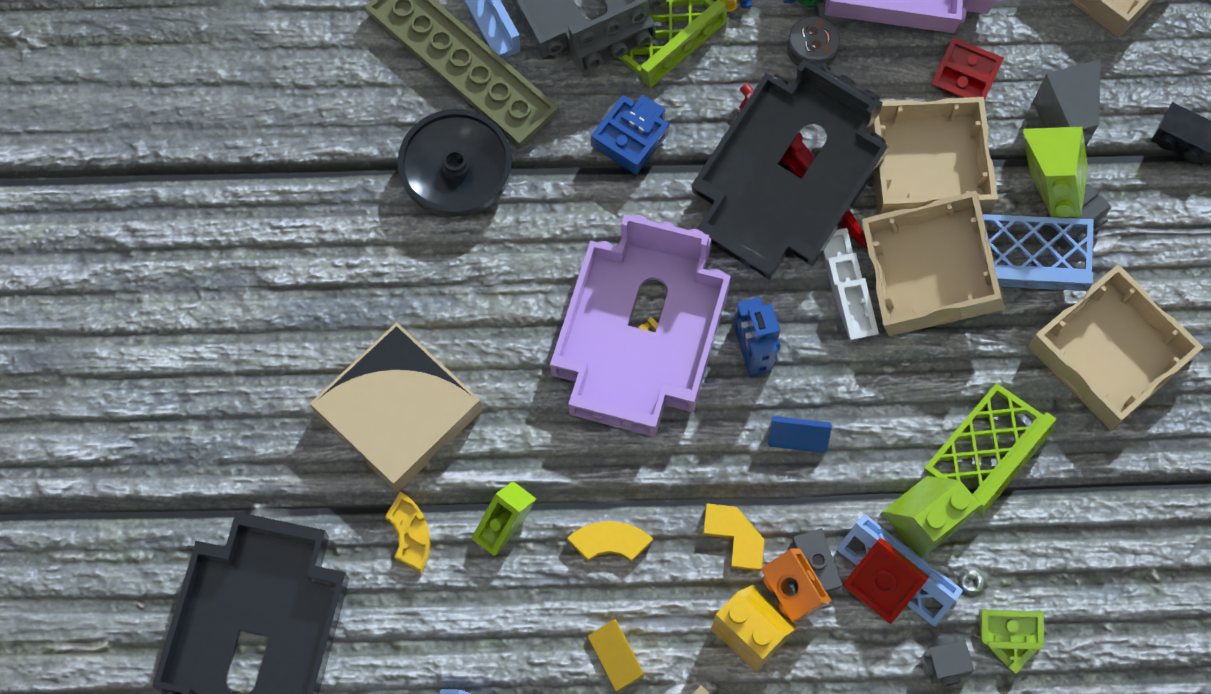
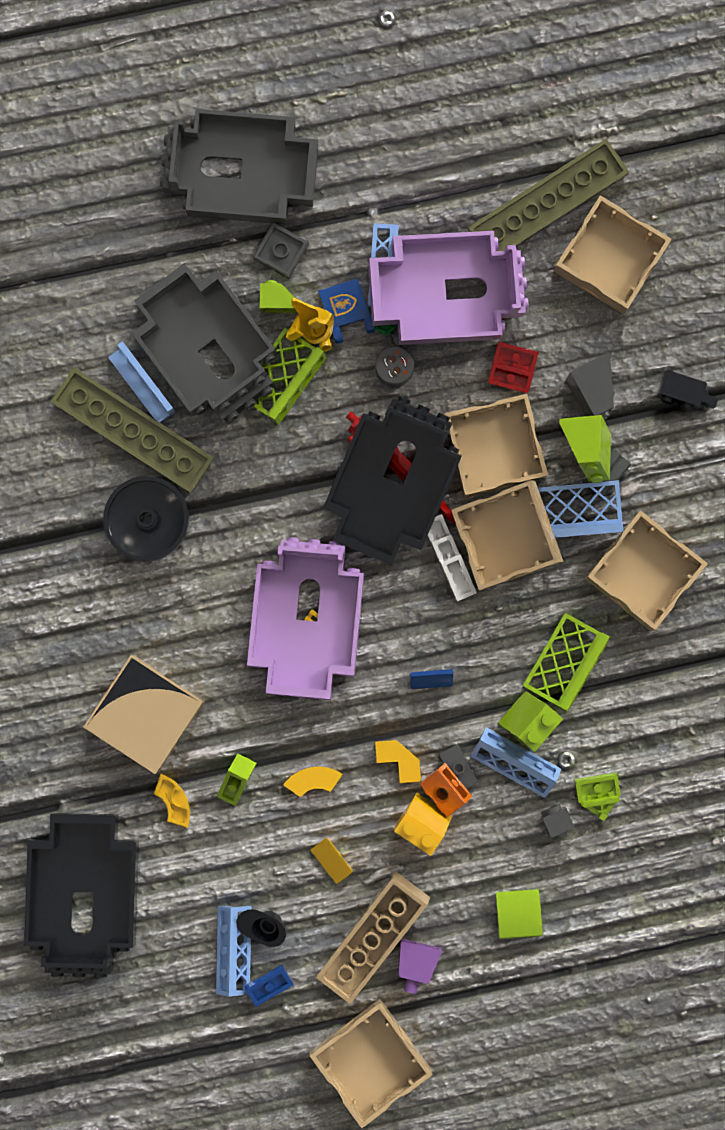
camera: 10 degrees left, 15 degrees up
(631, 132) = (271, 467): blue piece -> none
(757, 335) = (390, 614): blue piece -> none
(885, 580) = (506, 775): red plate -> none

